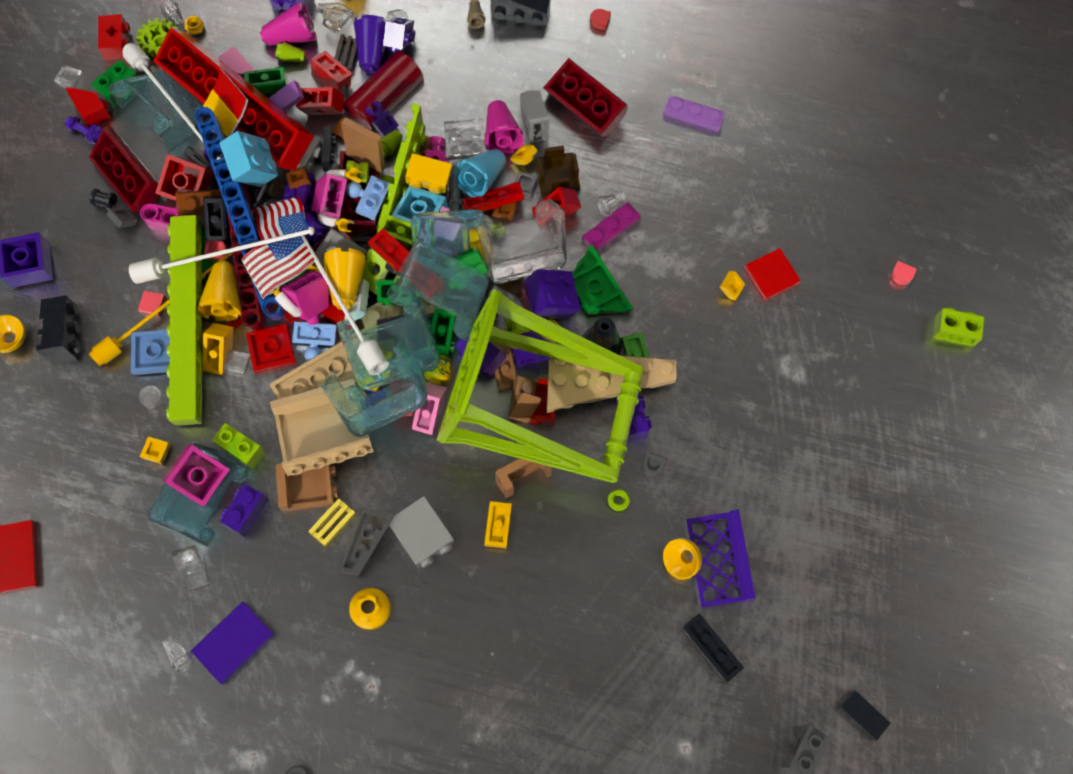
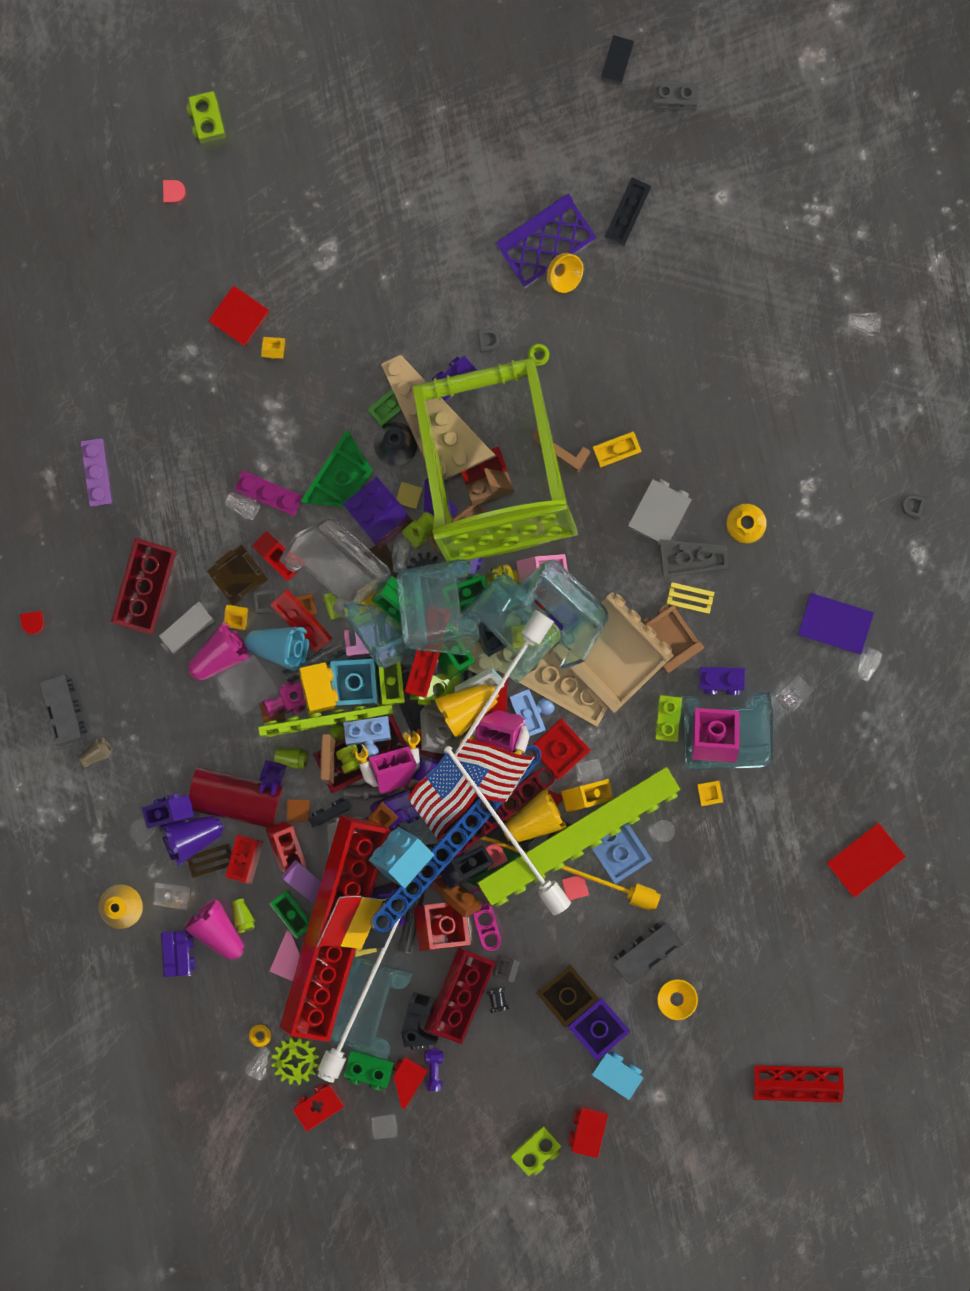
camera: 115 degrees left, 15 degrees up
(67, 249) = (567, 995): none -> dark brown brick
(129, 129) = (412, 1034): none -> black tile

